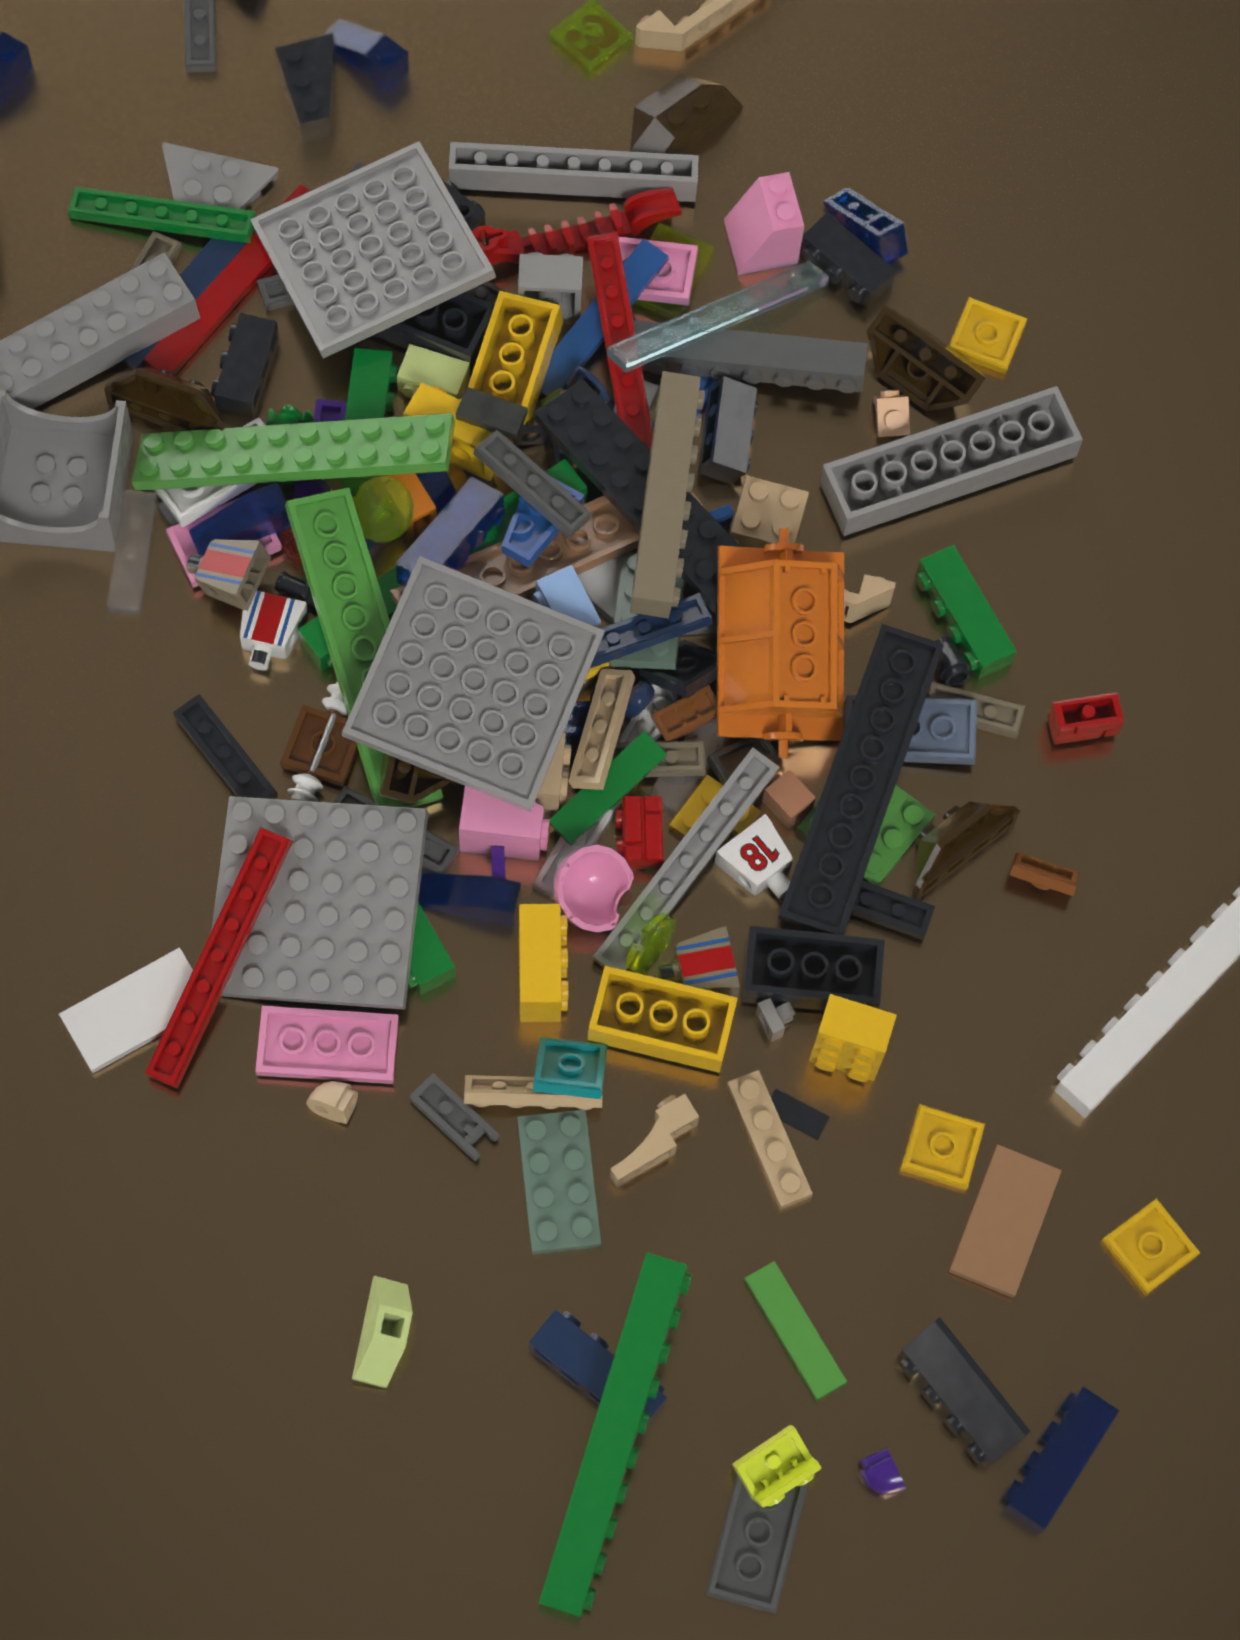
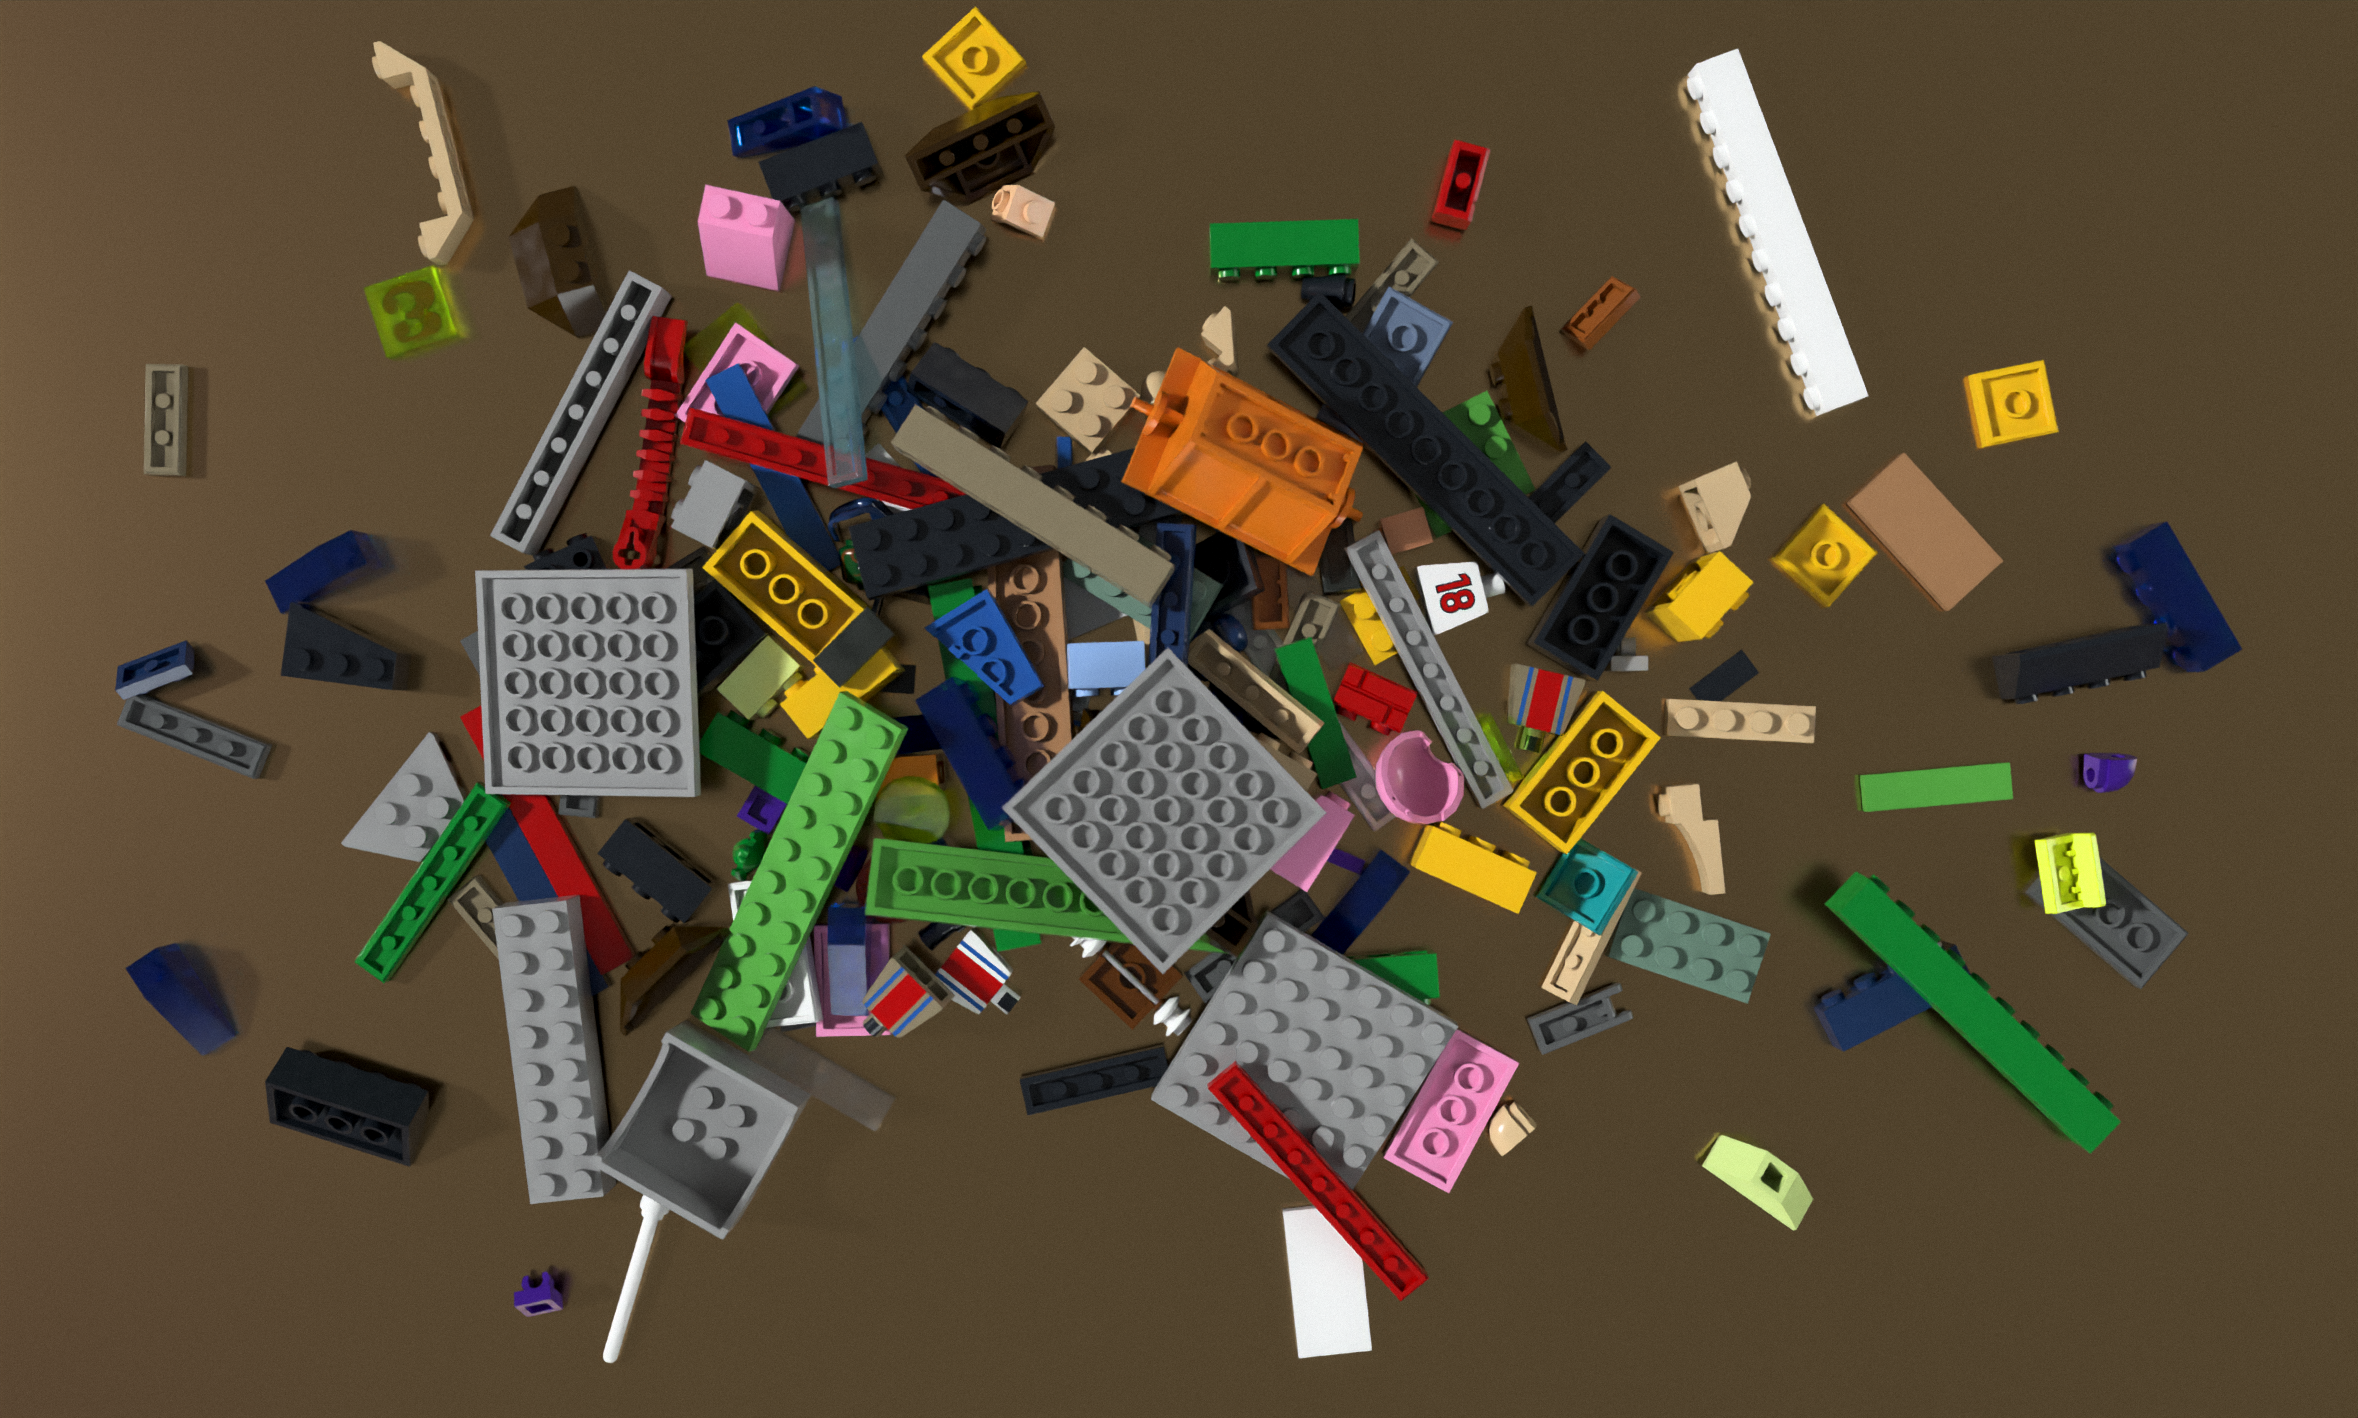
camera: 60 degrees left, 20 degrees up
(532, 483) = (954, 640): dark grey tile -> none
(940, 1027) = (1718, 504): none -> tan slope
(950, 460) = (1110, 175): light grey brick -> none

